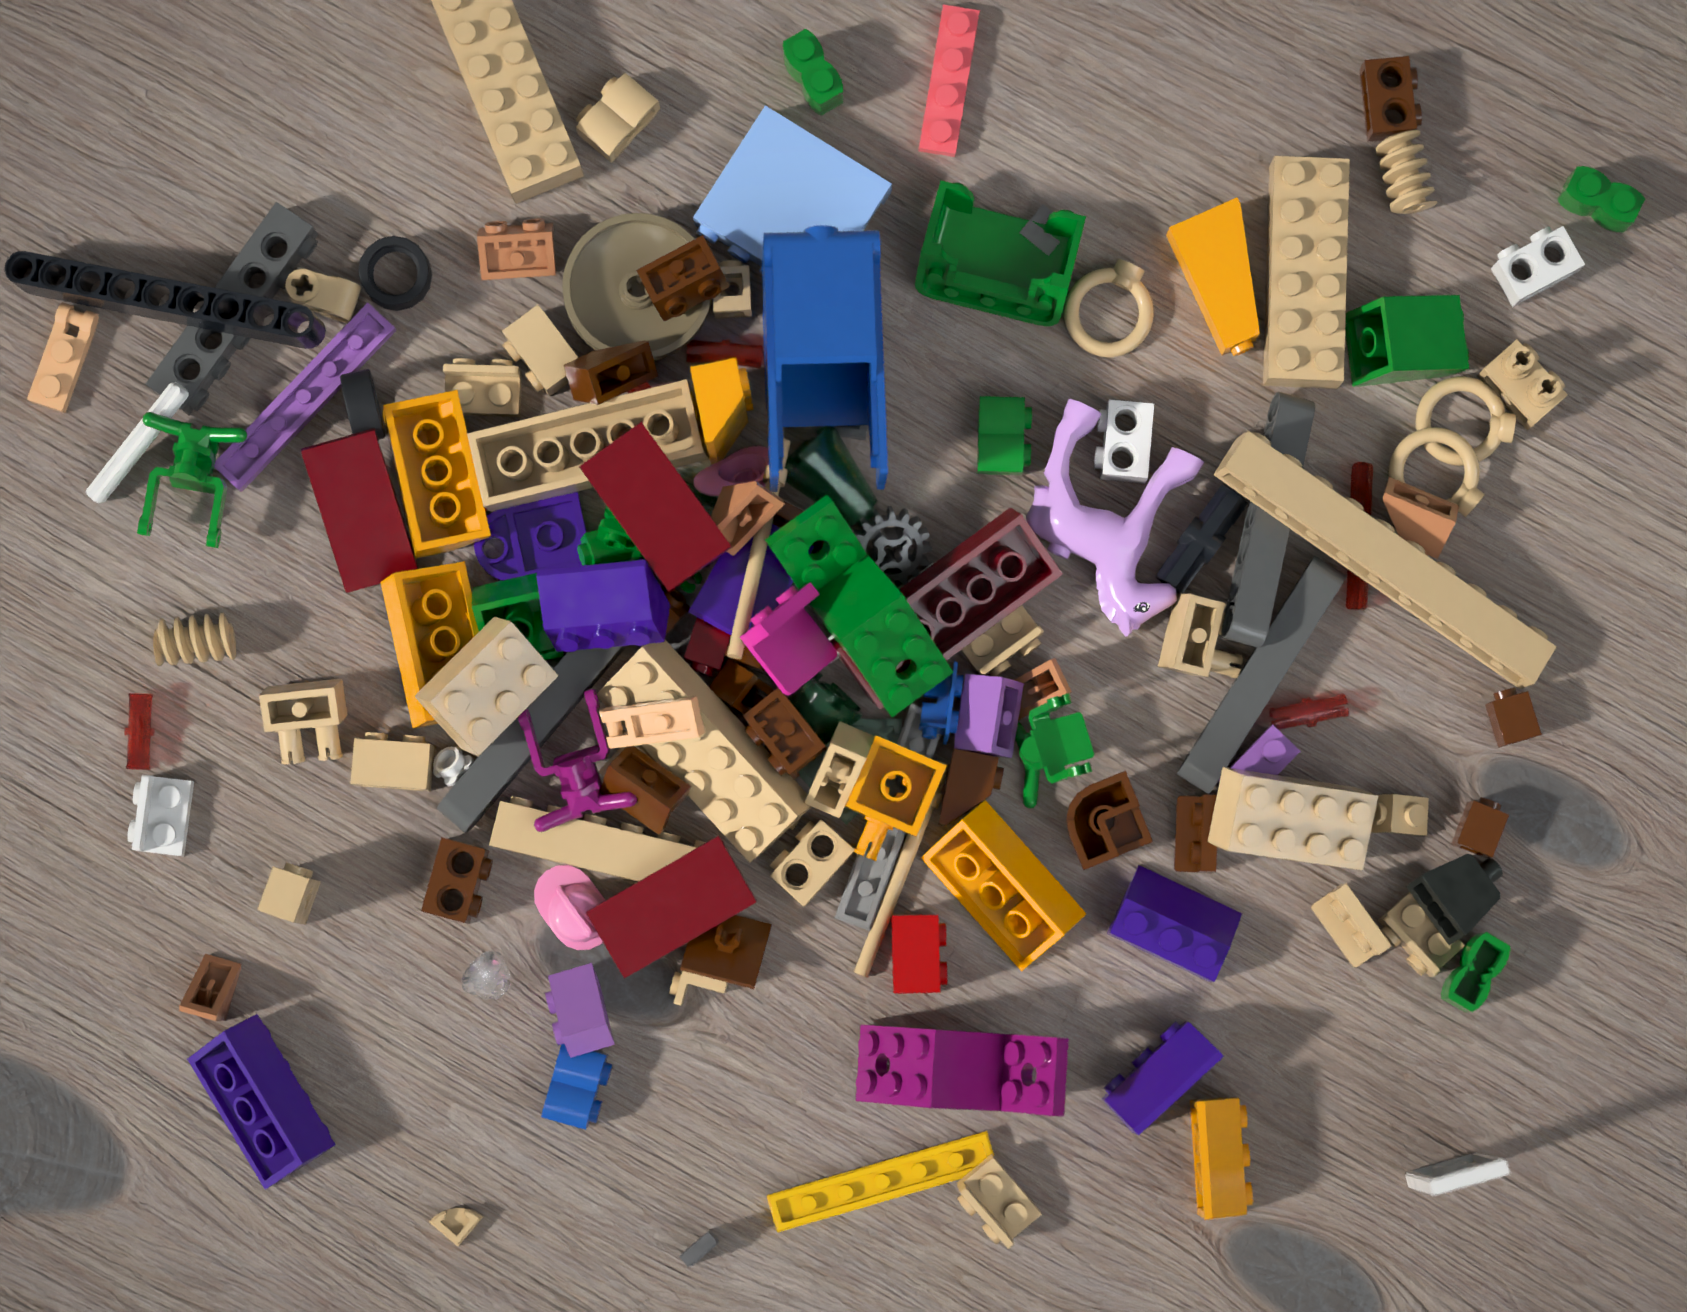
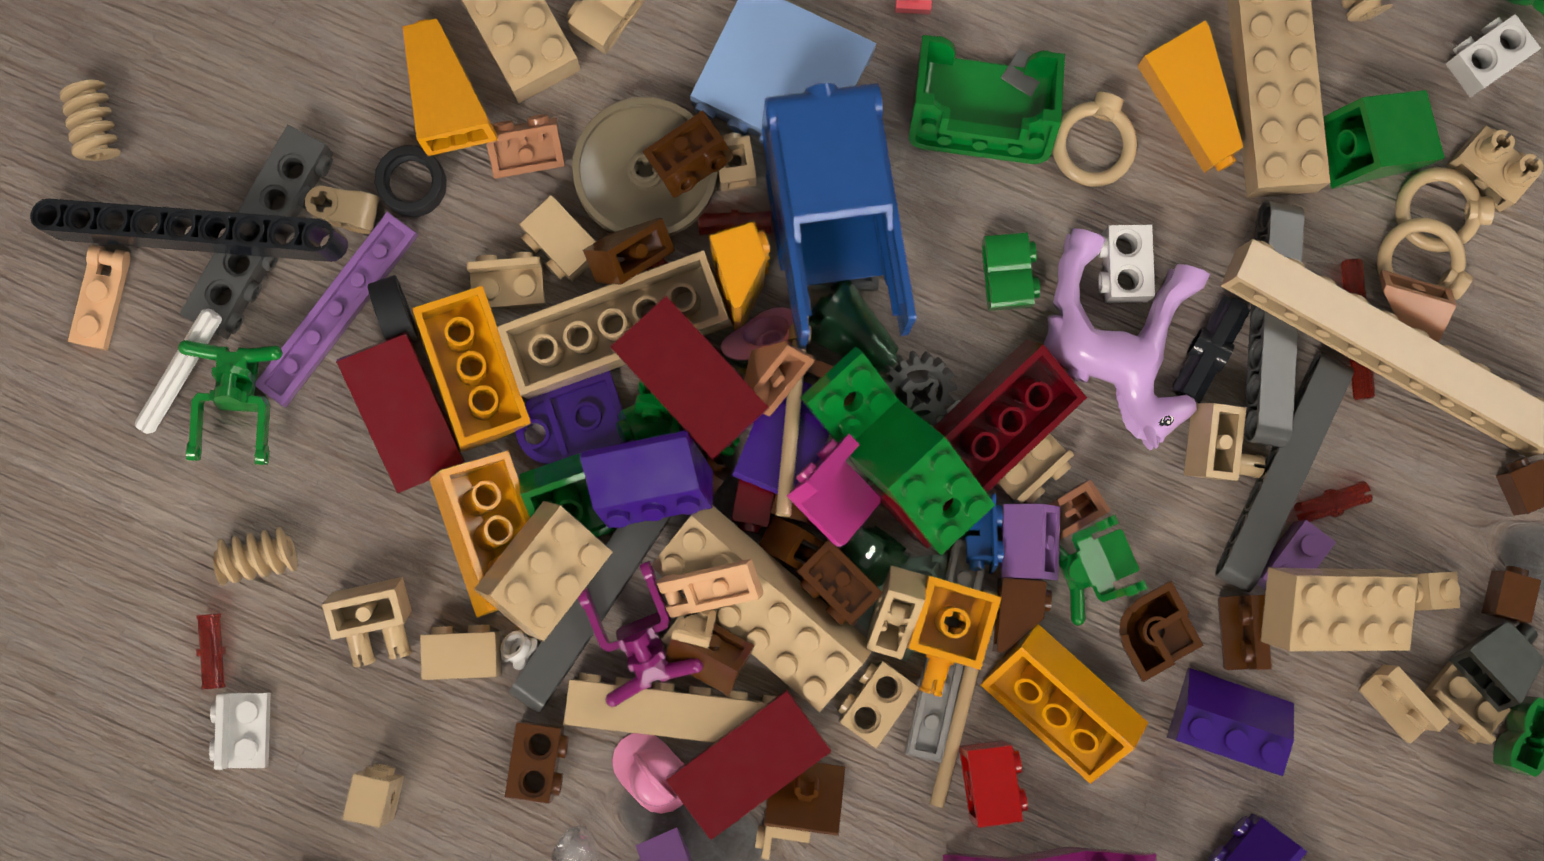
camera: 15 degrees left, 0 degrees up
(70, 175) = (86, 121): none -> tan piece
(438, 190) = (442, 96): none -> light orange slope
(633, 761) = (695, 628): none -> tan tile

